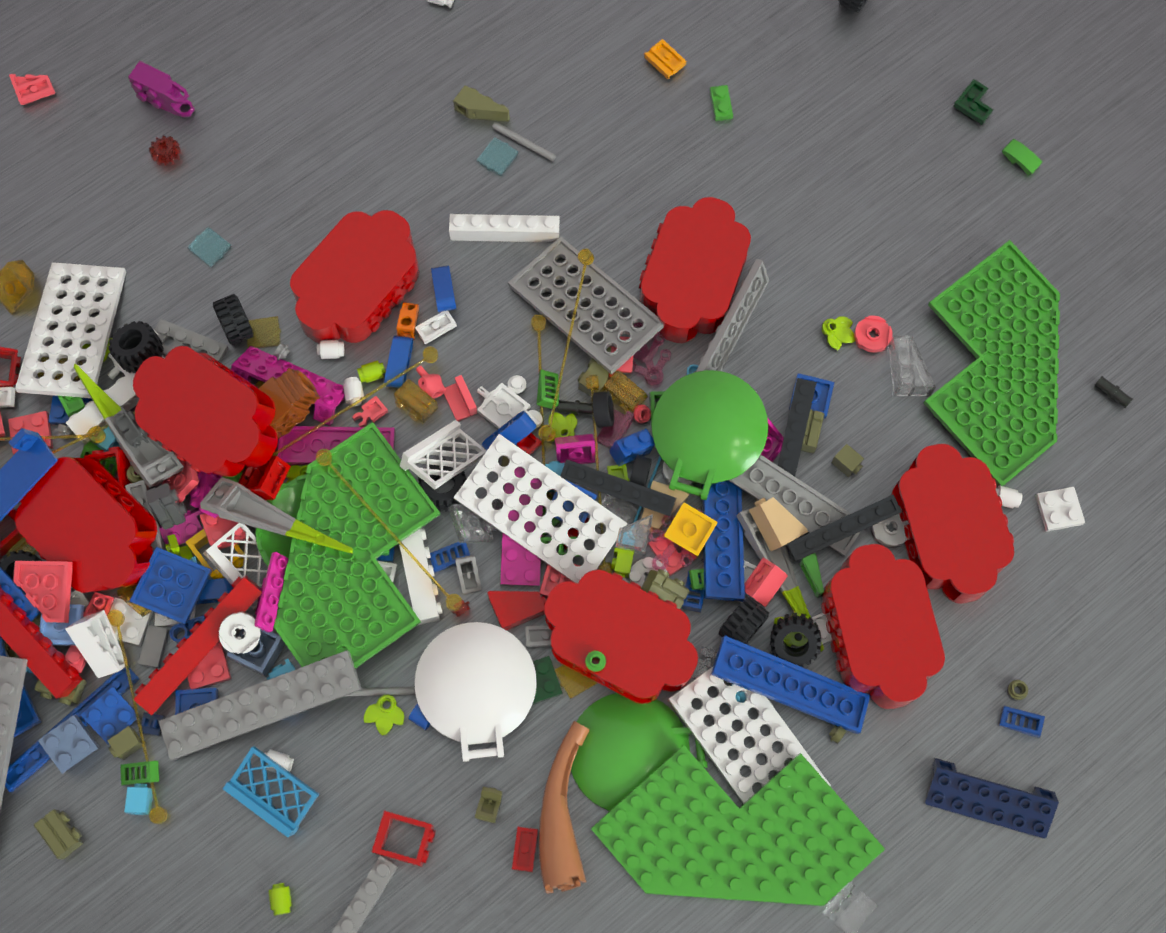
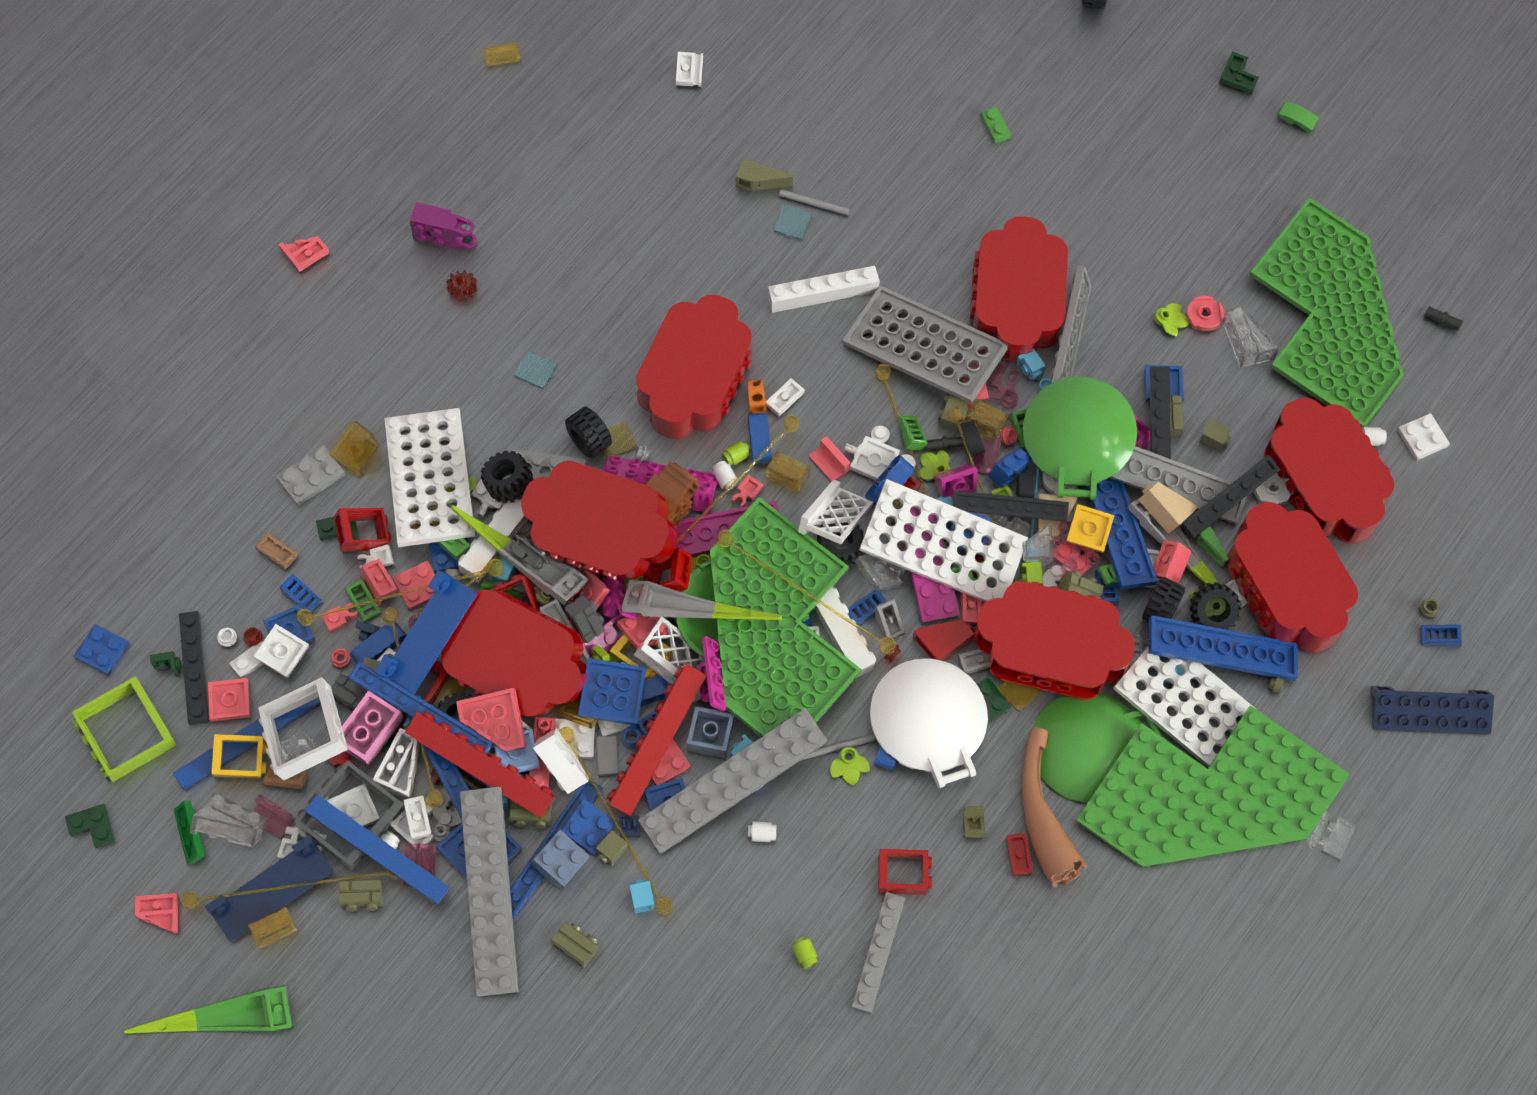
camera: 15 degrees left, 5 degrees down
(152, 772) = (648, 865): bright green slope -> none
(239, 644) = (696, 728): white plate -> none
(264, 808) = (762, 874): dark azure fence -> none
(330, 349) = (689, 440): white brick -> none
(430, 383) = (797, 450): coral piece -> none
(443, 288) = (782, 359): blue beam -> none
(546, 432) = (924, 471): clear yellow piece -> none
(595, 667) = (1041, 668): bright green plate -> none
(665, 59) = (928, 93): light orange plate -> none
(685, 348) = (1031, 365): none -> medium azure brick

